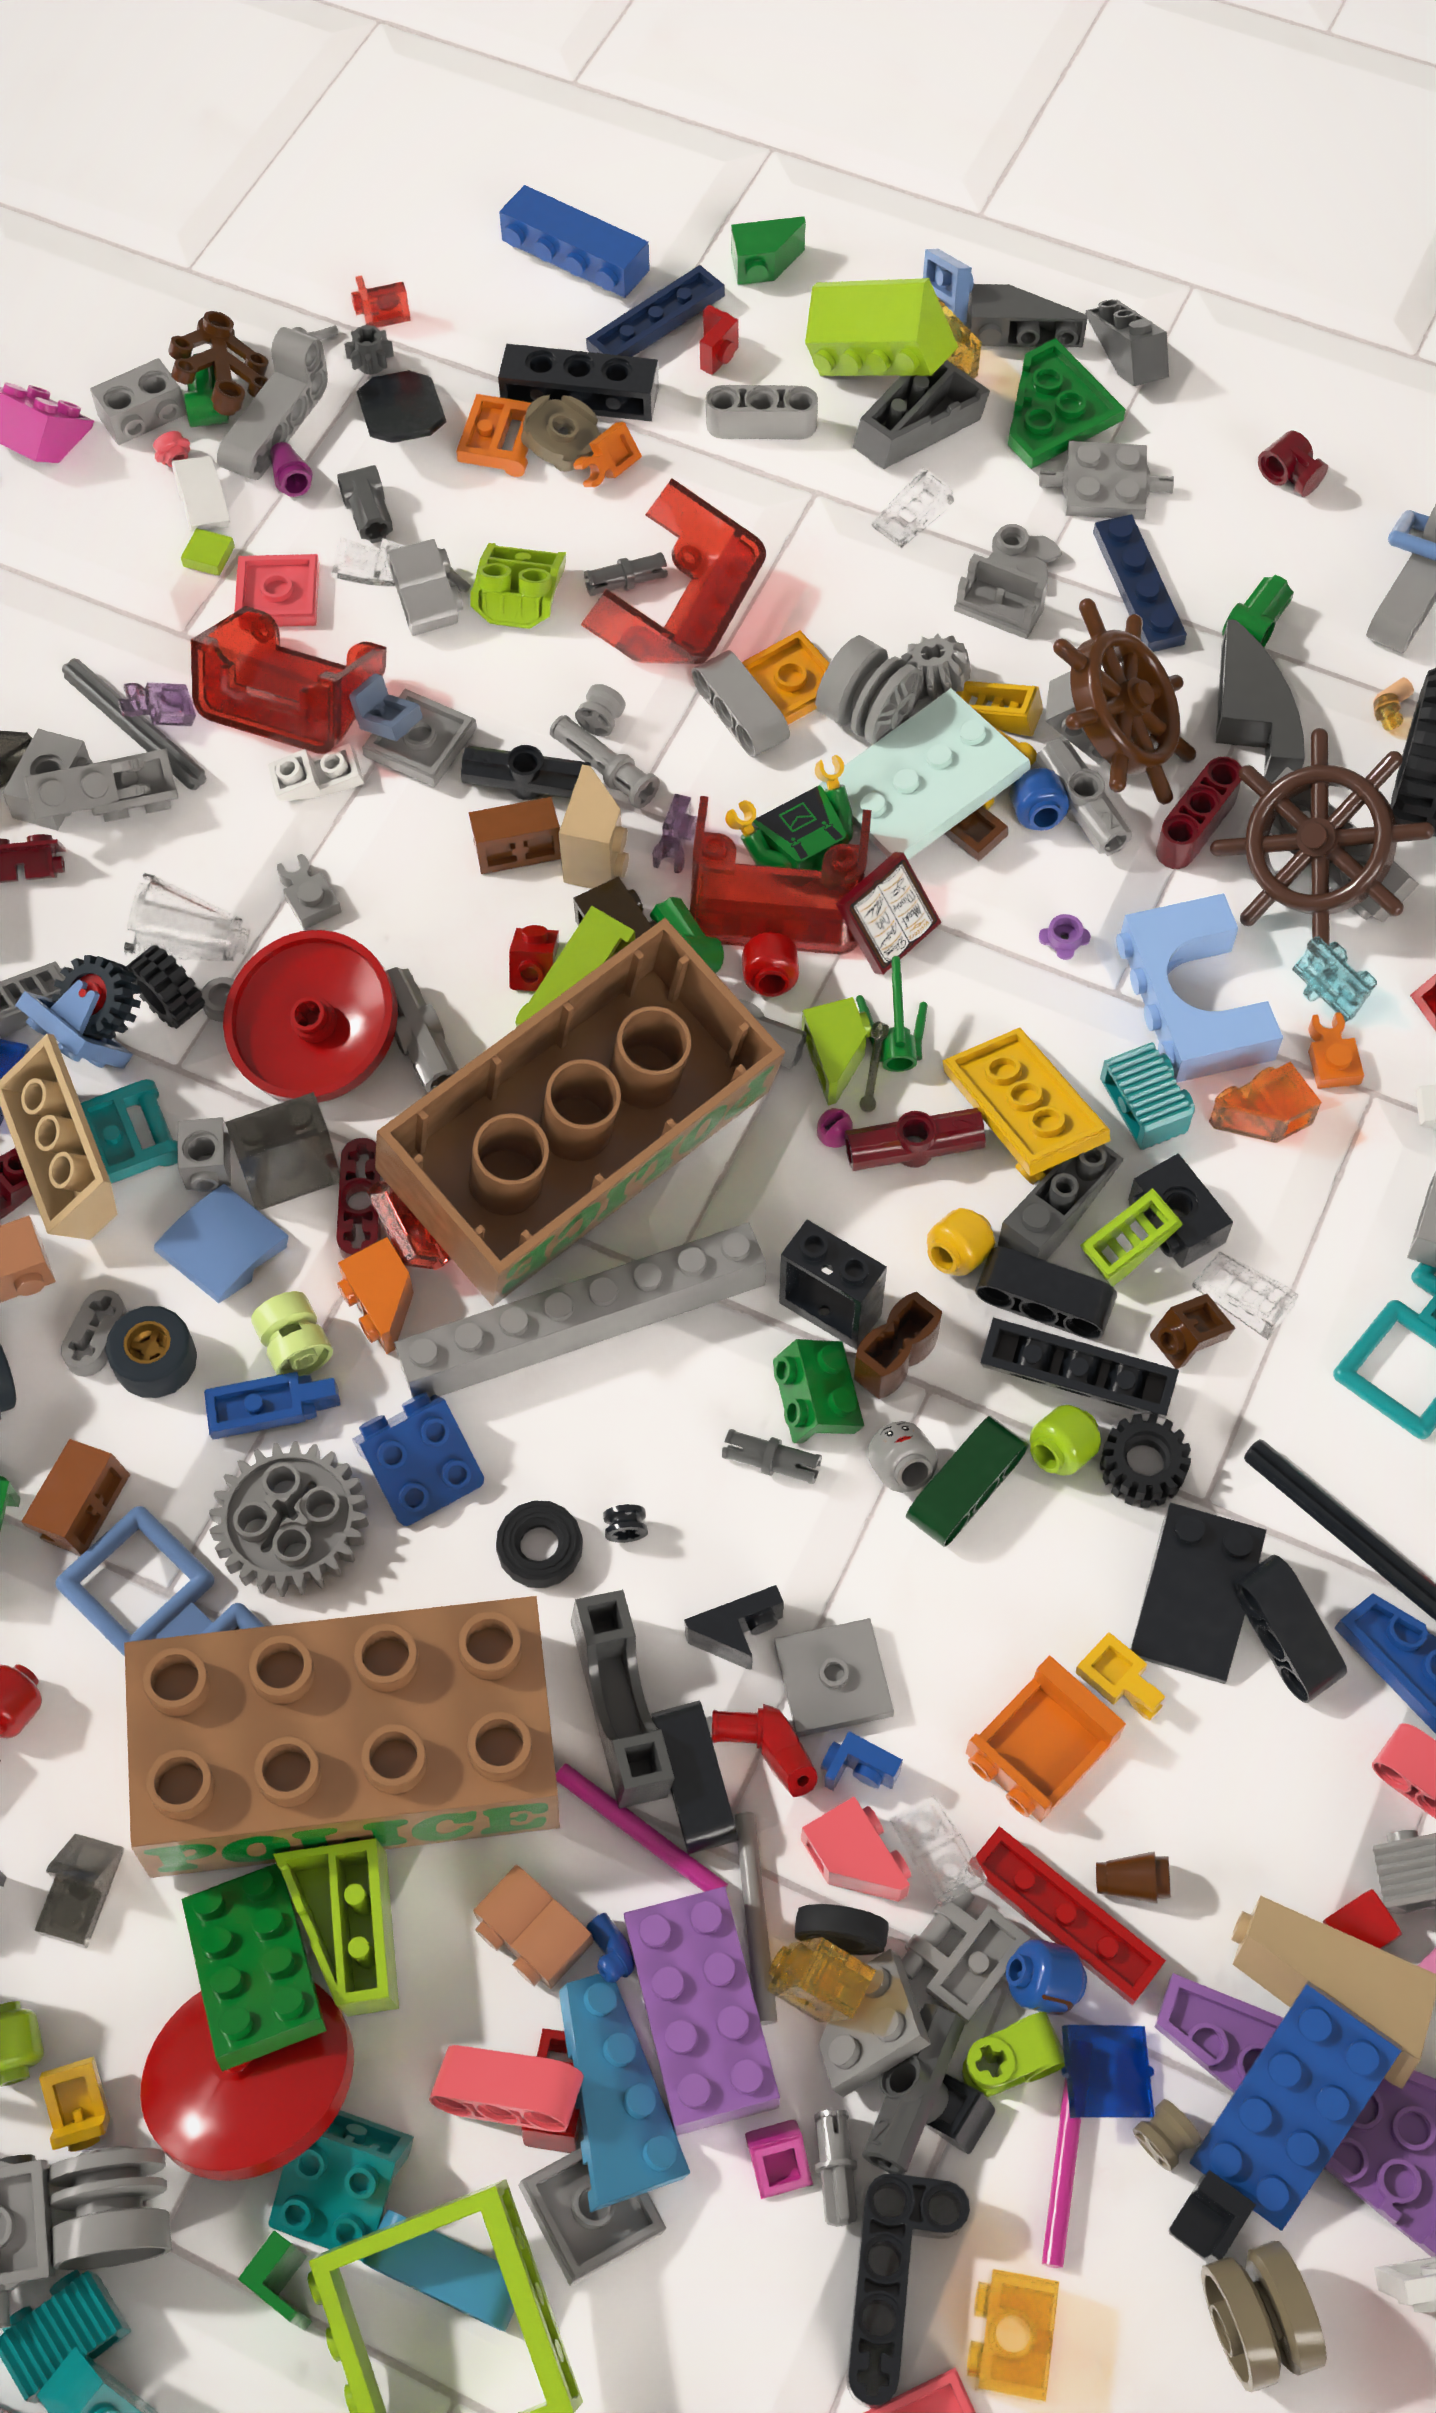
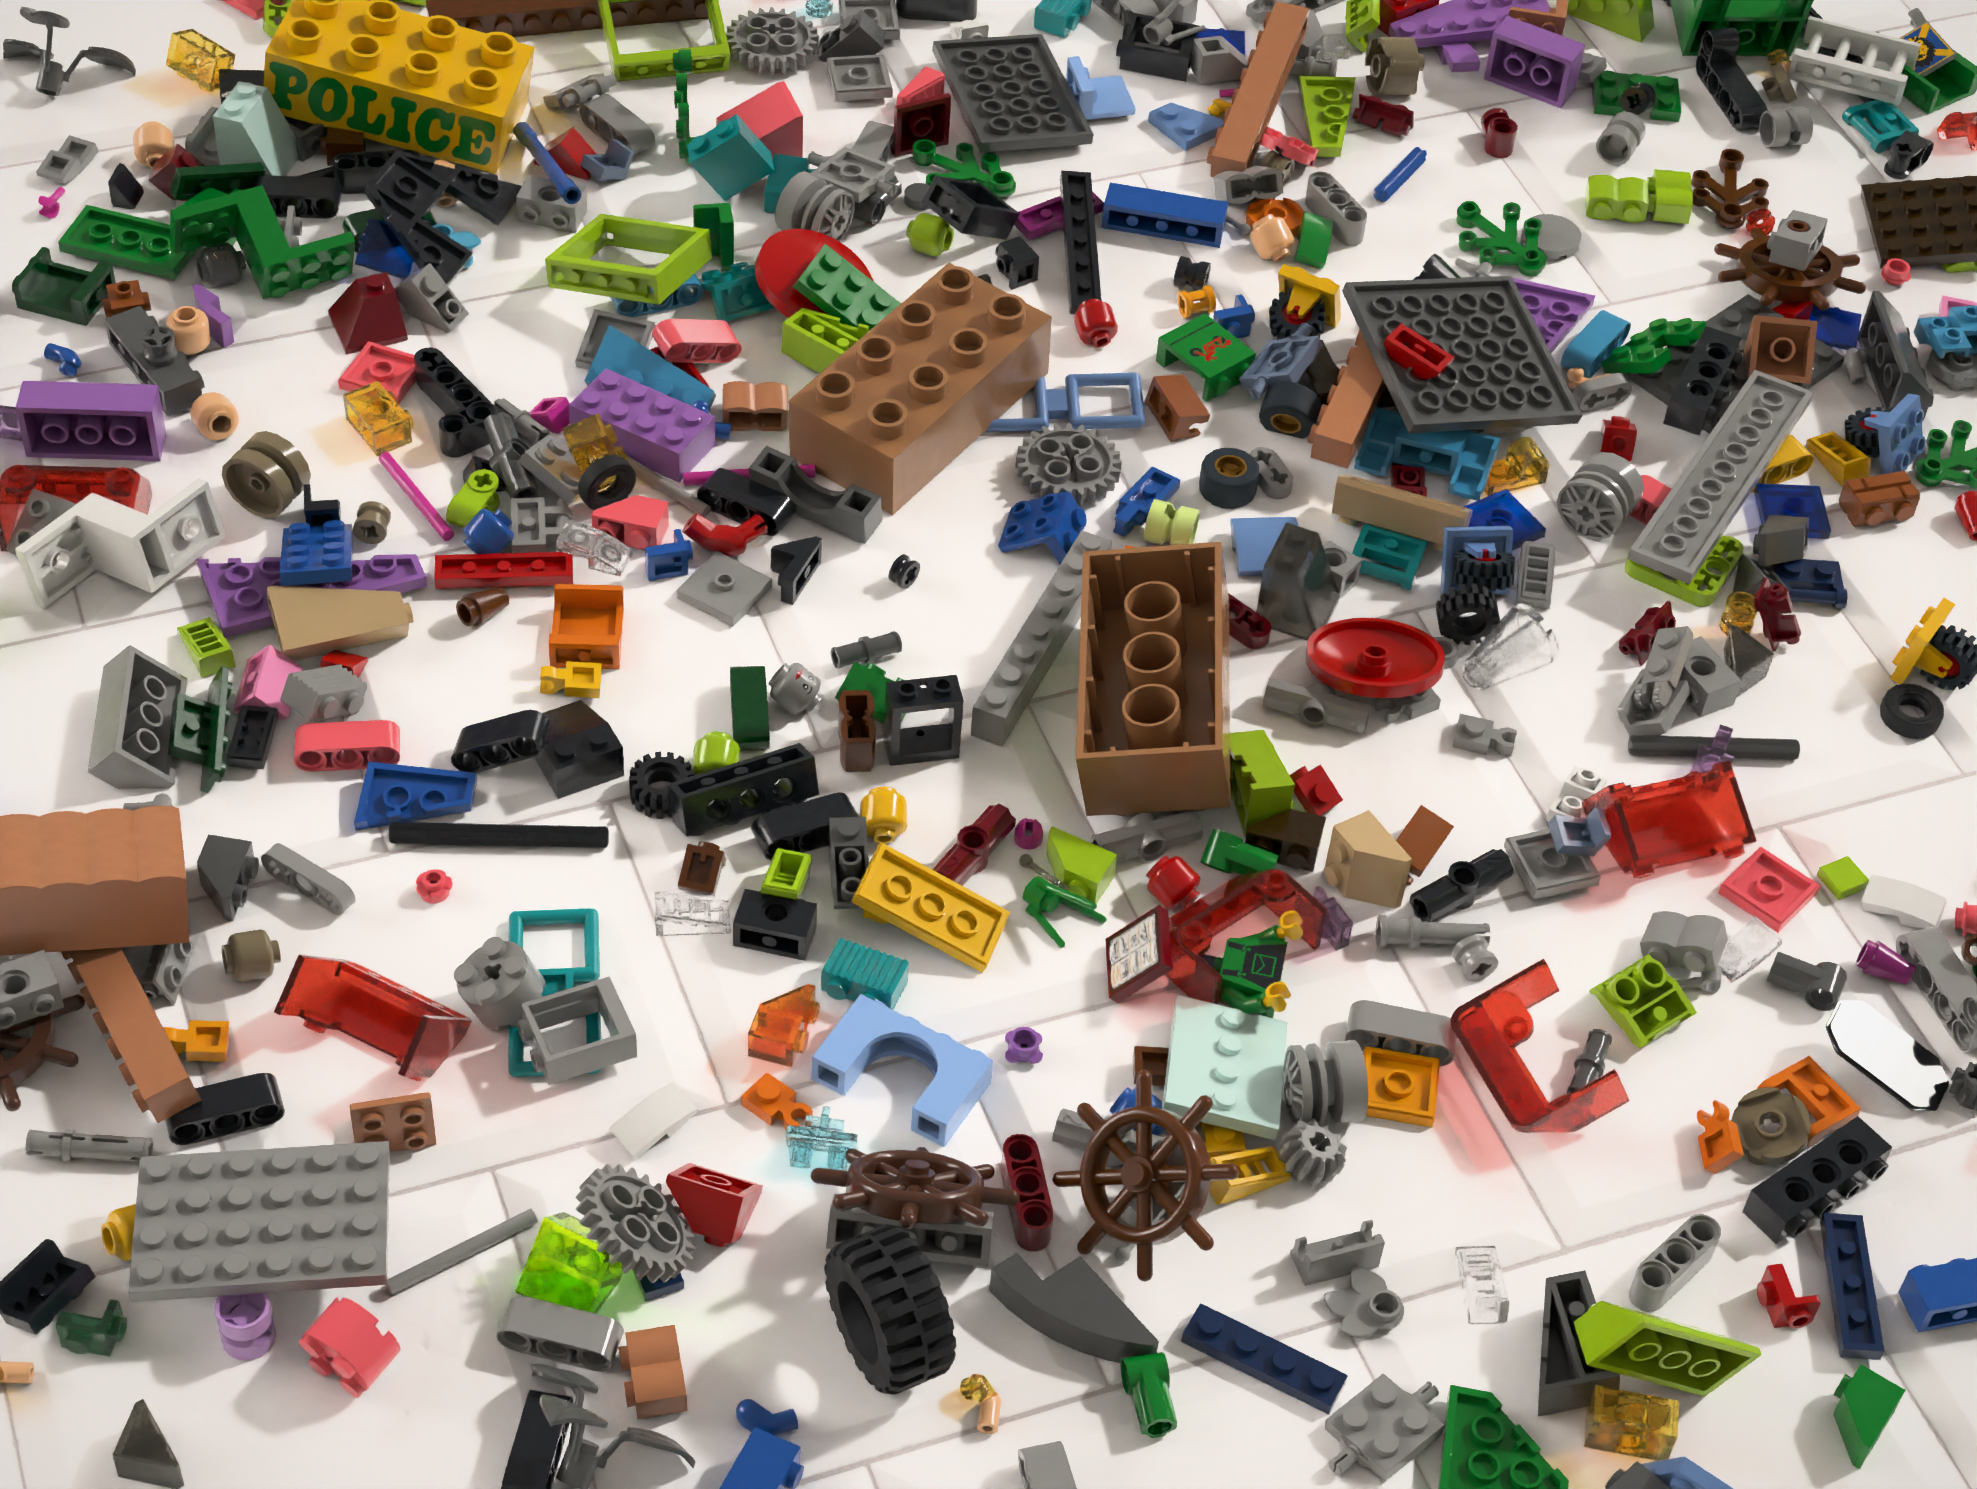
camera: 130 degrees right, 15 degrees down
(75, 2105) = (874, 241): yellow bracket -> none
(534, 1572) = (937, 525): black tyre -> none
(1107, 2072) = (423, 525): clear blue piece -> none

